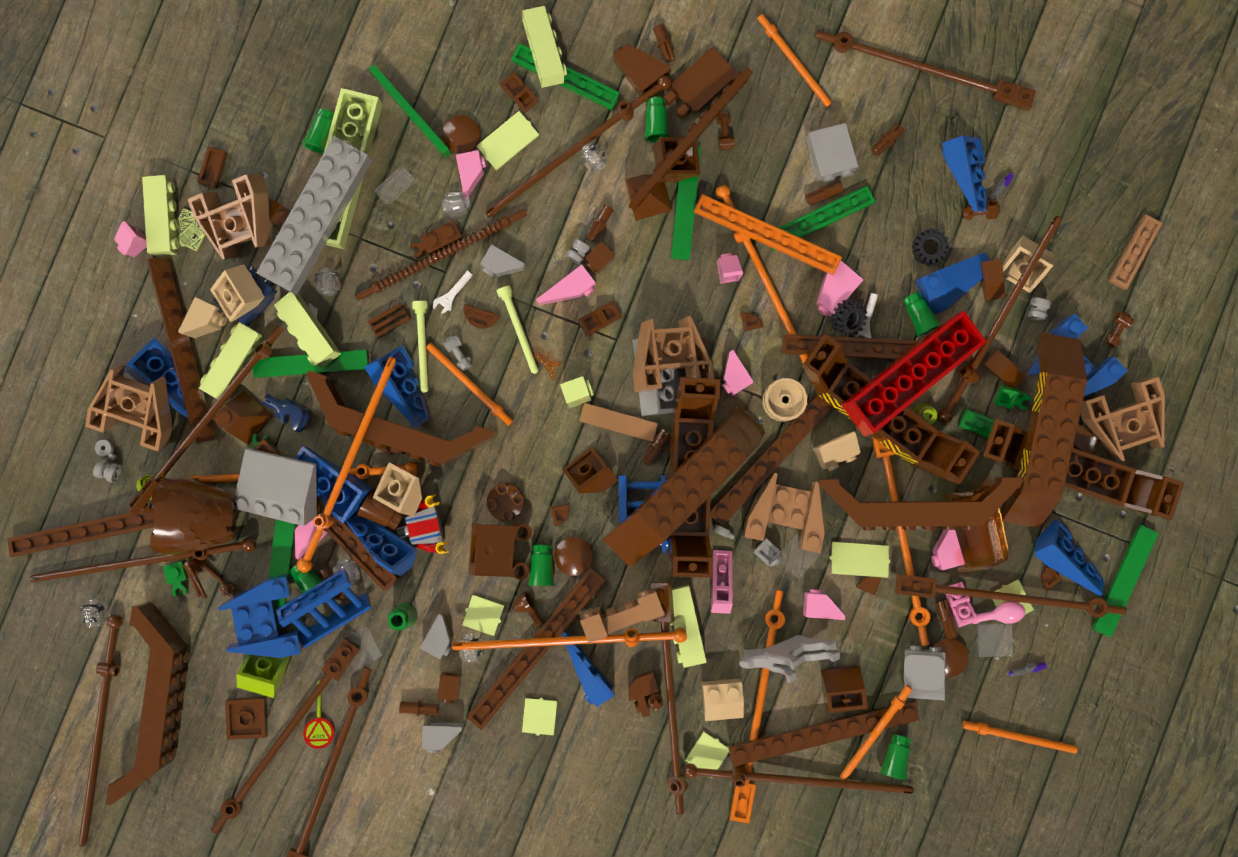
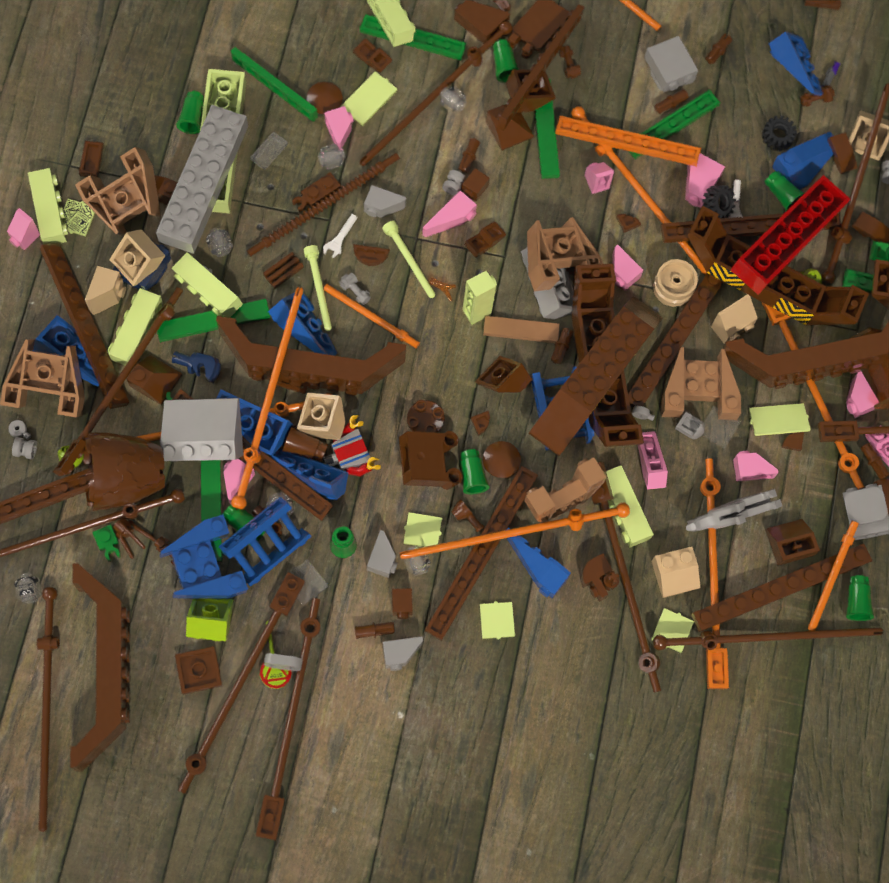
camera: 15 degrees left, 15 degrees down
(325, 728) = (283, 662): none -> light grey beam

